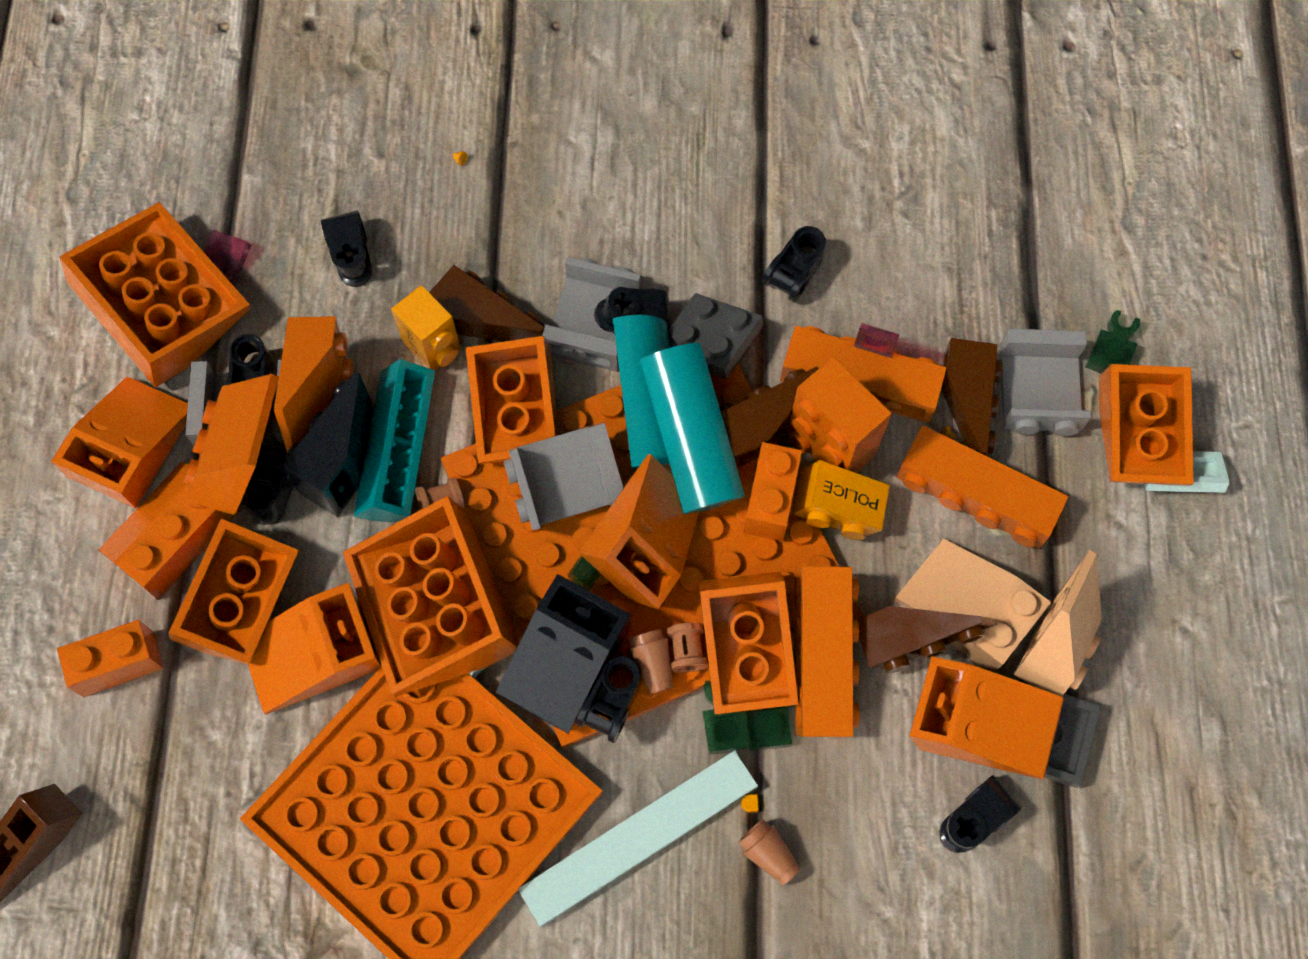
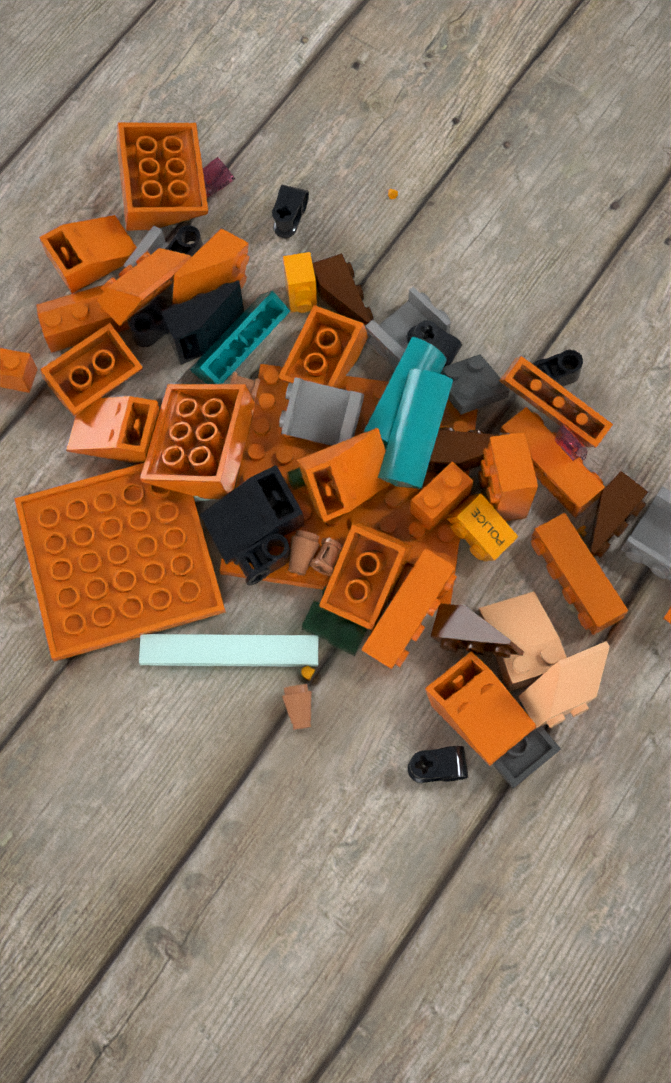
camera: 35 degrees right, 0 degrees up
(826, 299) = (555, 402): none -> orange brick

